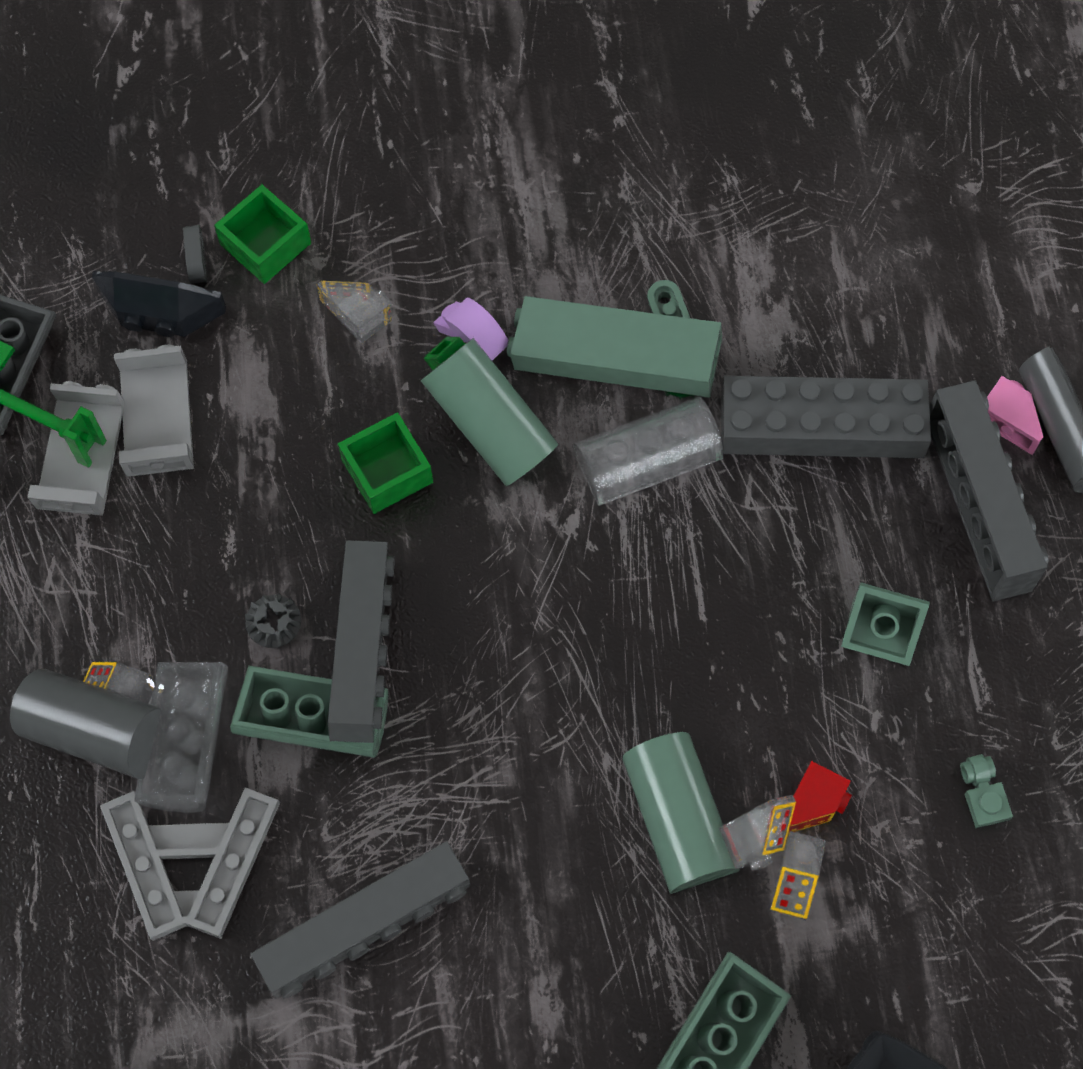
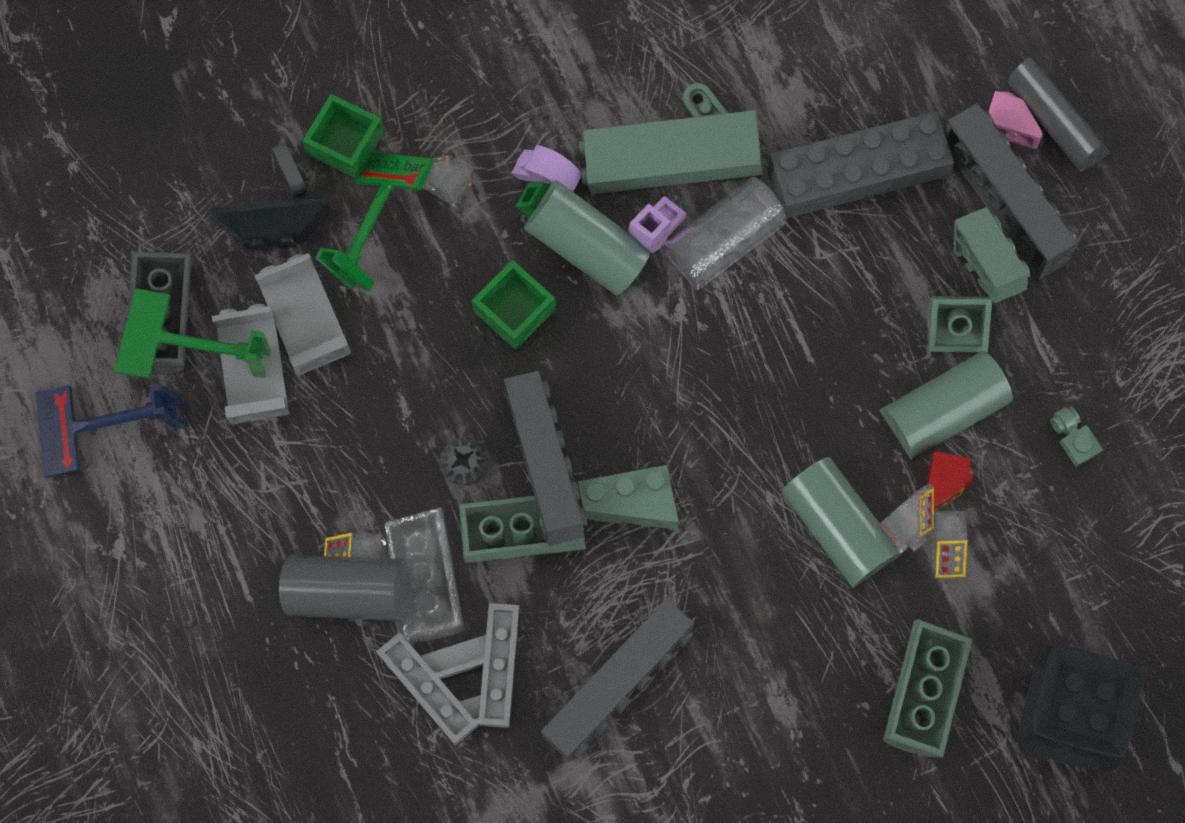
camera: 15 degrees left, 5 degrees up
(295, 285) = (388, 172): none -> green piece
(445, 714) = (632, 498): none -> sand green wedge
(571, 419) = (656, 223): none -> lavender brick
(845, 712) = (948, 404): none -> sand green brick
(942, 553) = (990, 255): none -> sand green wedge

